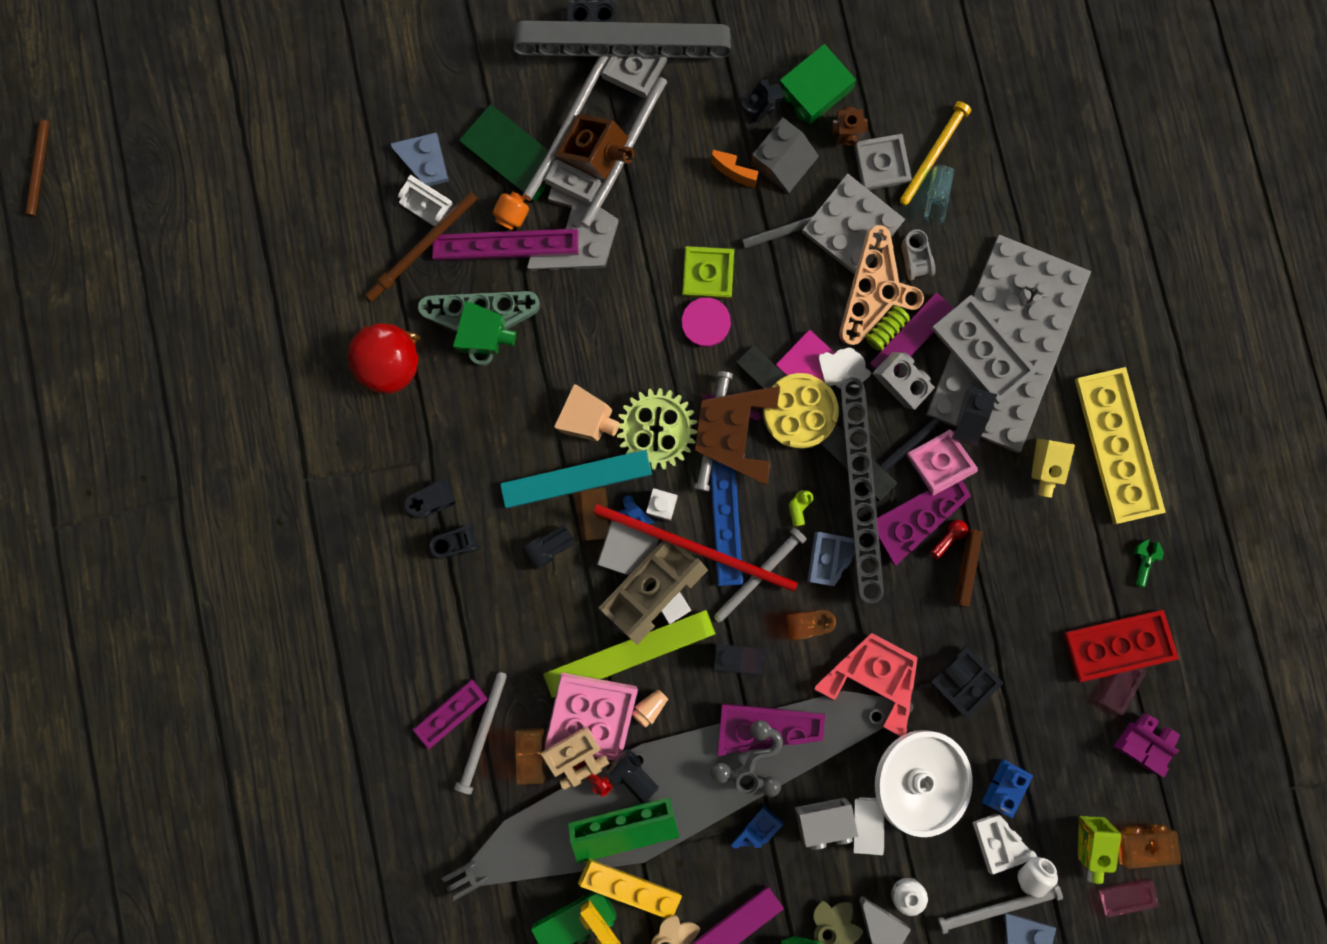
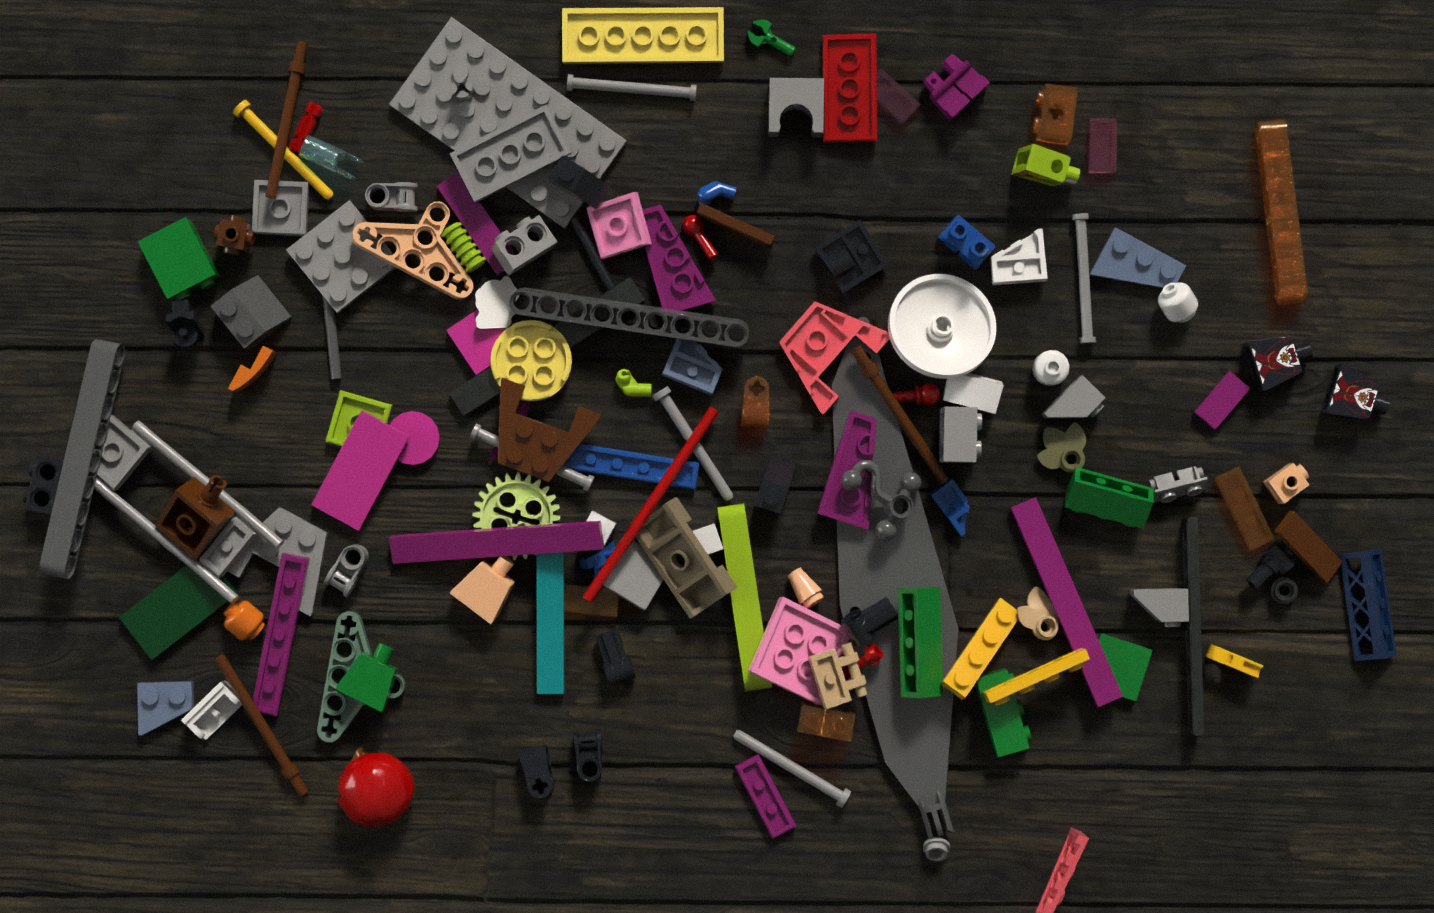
camera: 80 degrees left, 5 degrees up
(433, 888) = (936, 848): none -> light grey plate
(571, 289) = (344, 573): none -> light grey piece
(630, 417) = (496, 542): none -> magenta tile
(667, 282) = (360, 470): none -> dark pink tile
(856, 783) = (928, 394): none -> red bar
(865, 725) = (871, 372): none -> reddish brown bar
(961, 167) = (305, 126): none -> red axle
(996, 543) = (713, 190): none -> blue arm
(1008, 148) = (296, 70): none -> reddish brown bar
(1037, 877) = (1060, 233): white head -> none
(1053, 455) = (636, 111): light yellow torso -> none
(1068, 438) = (631, 87): none -> light grey bar
(1102, 596) = (798, 94): none -> light grey piece

